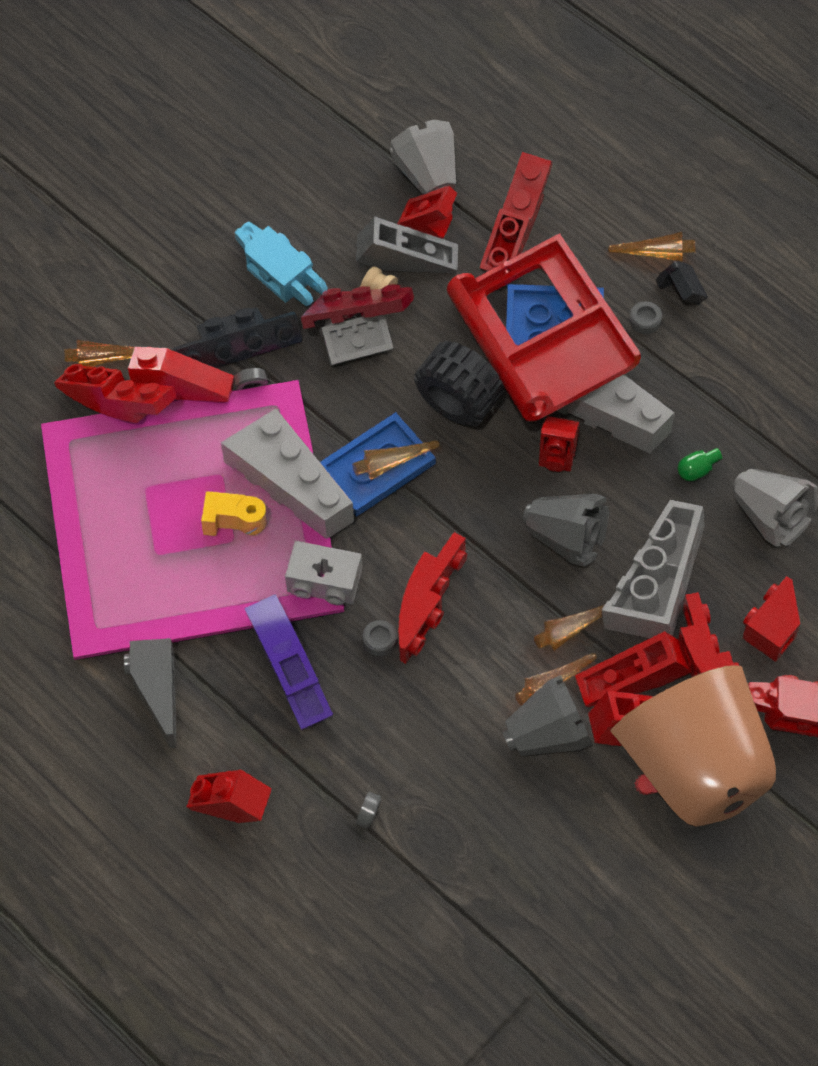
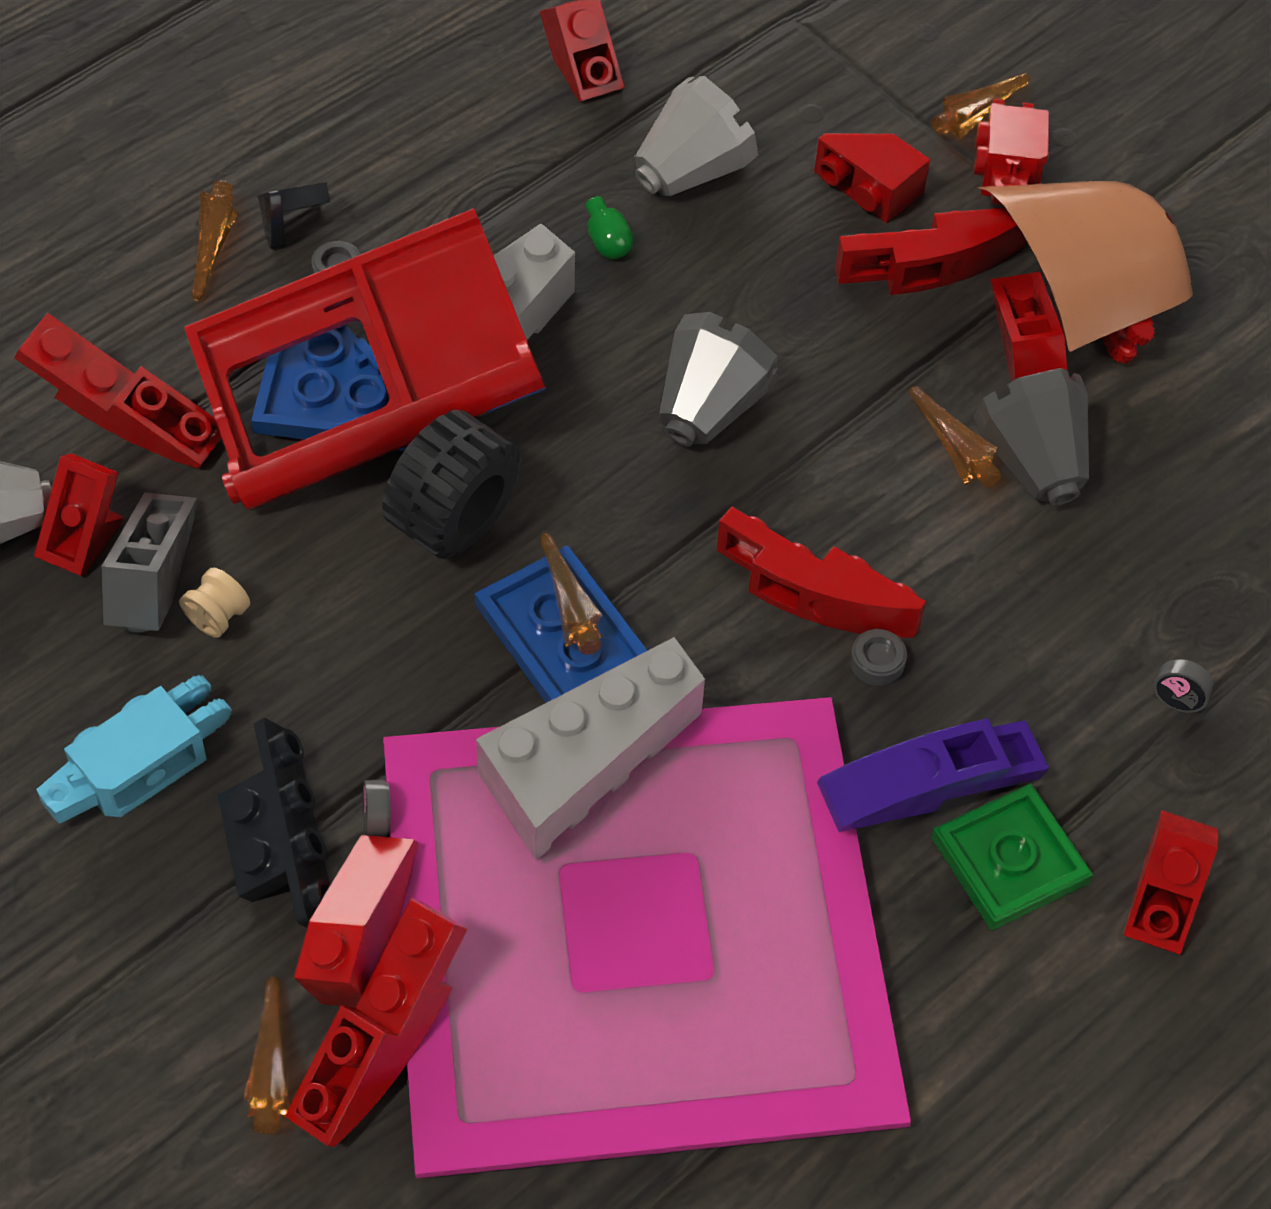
camera: 90 degrees left, 5 degrees down
(153, 677) = (958, 985): dark grey slope -> none
(233, 512) = (655, 825): yellow leg -> none
(246, 713) = (1011, 856): none -> green tile
(340, 570) = (766, 731): light grey brick -> none
(345, 304) = (259, 630): dark red wing -> none
(356, 338) = (309, 644): light grey bracket -> none
(558, 443) = (569, 372): red slope -> none
(562, 629) = (875, 417): clear orange piece -> none
(635, 669) = (951, 332): red slope -> none
(655, 585) = (801, 281): light grey wedge -> none

